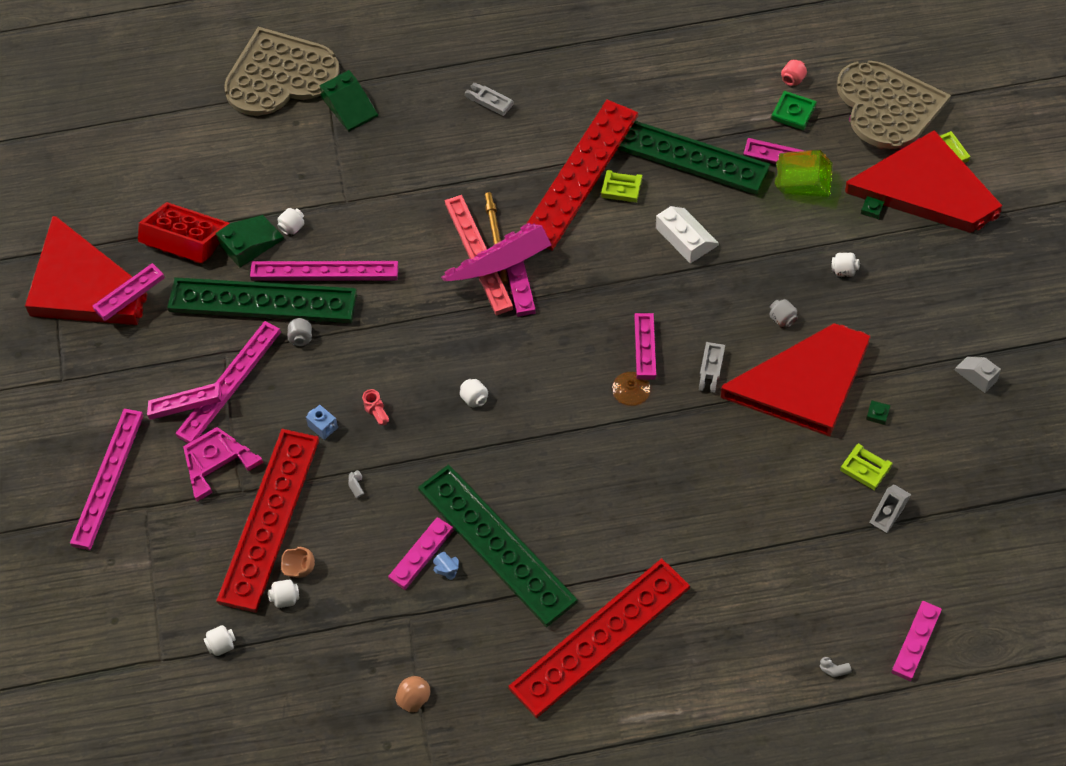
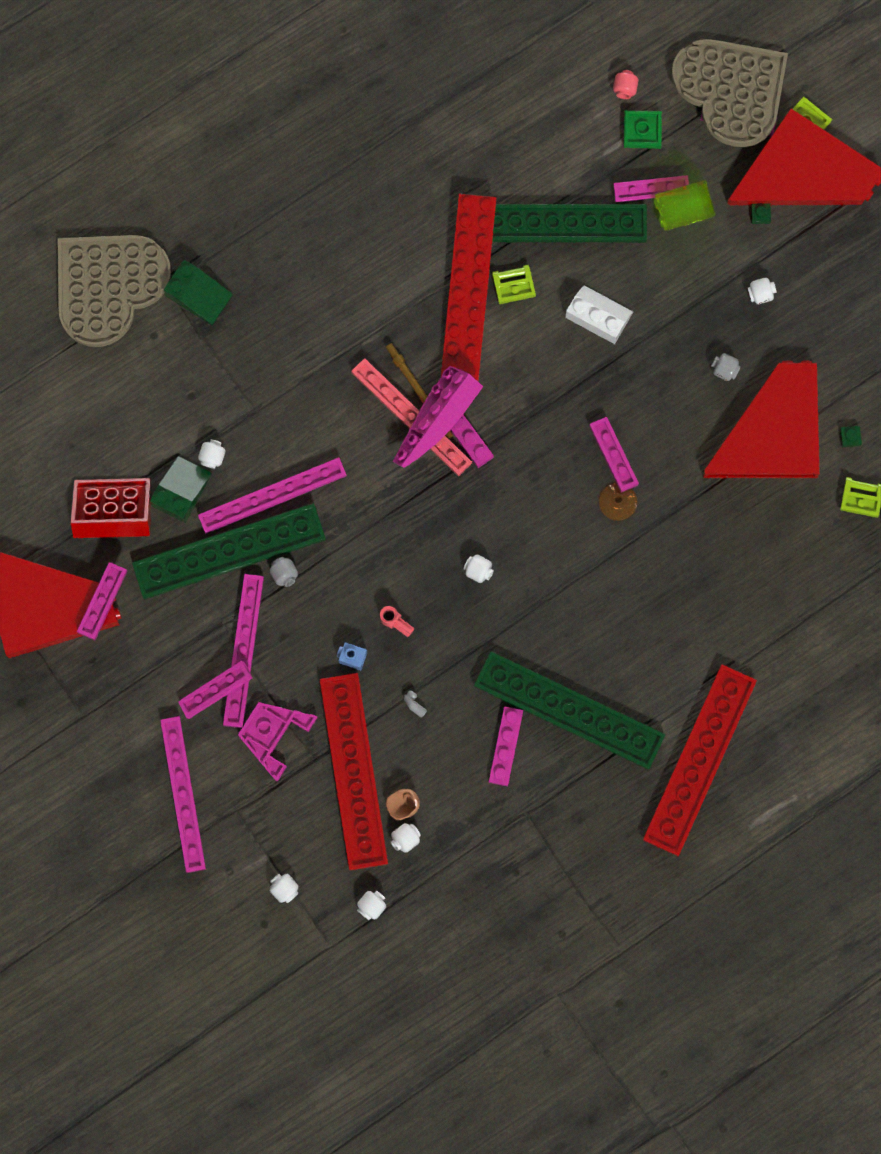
camera: 25 degrees left, 20 degrees up
(148, 592) = (284, 888): none -> white head
(412, 693) = (563, 880): nougat hair -> none
(446, 565) = (535, 749): medium blue piece -> none
(489, 98) = (337, 233): light grey hinge -> none
(711, 364) = (682, 449): light grey hinge -> none

